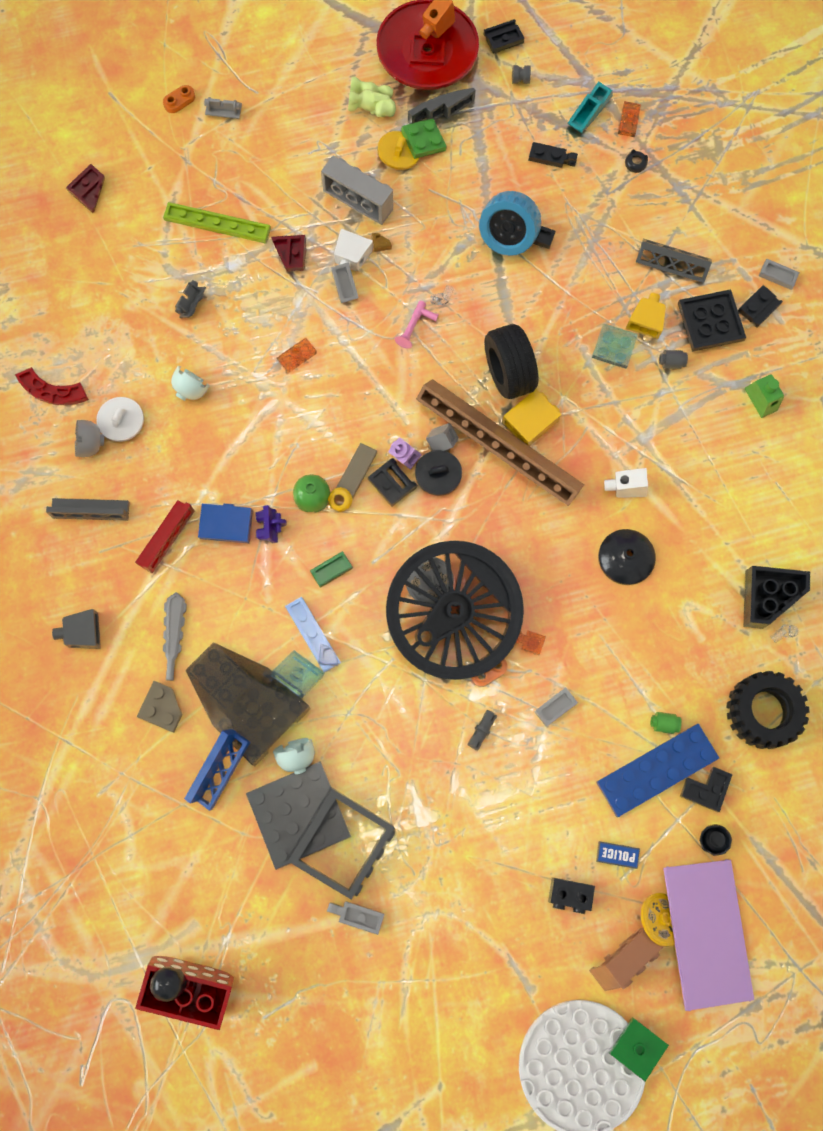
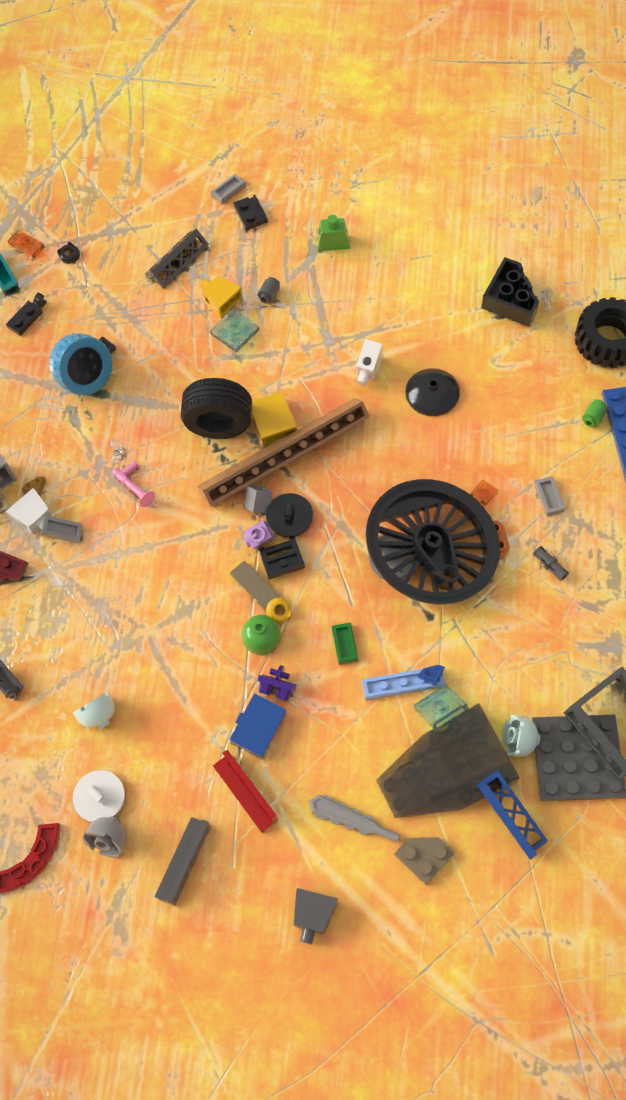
camera: 60 degrees left, 10 degrees down
(296, 355) = (112, 600): clear orange plate -> none
(711, 320) = (246, 250): black plate -> none

